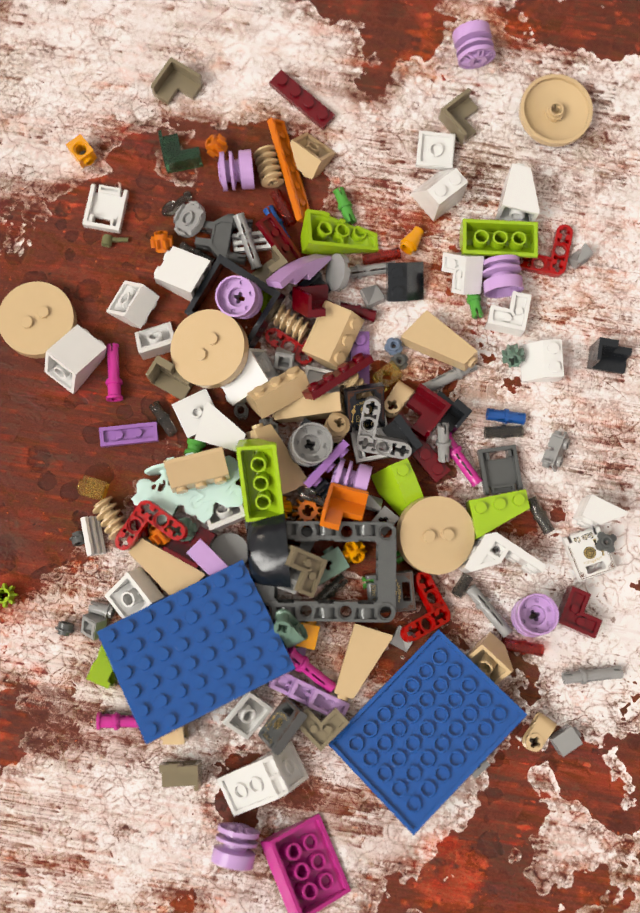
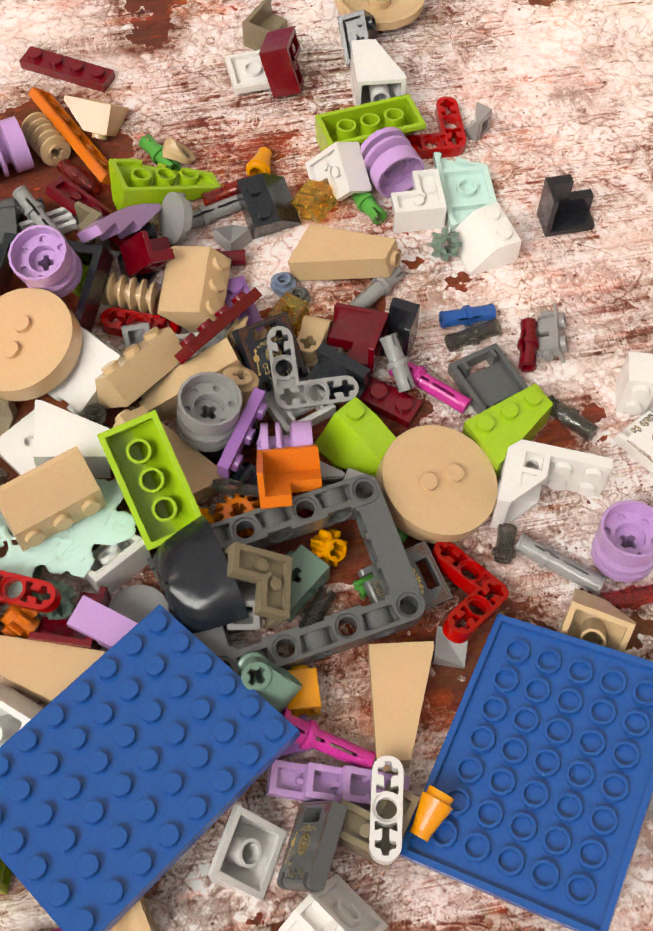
camera: 15 degrees left, 20 degrees down
(327, 740) = (375, 836): none -> white beam
(352, 732) = (431, 812): none -> light orange cone
(353, 210) = (176, 151): none -> tan piece
(437, 289) = (314, 201): none -> clear yellow brick
(440, 192) = (277, 102): white slope -> none
(459, 150) = (280, 62): none -> dark red panel
(523, 148) = (355, 26): none -> bracket
(536, 452) = (528, 345): none -> dark red pin
(546, 312) = (465, 187): none -> light aqua wing

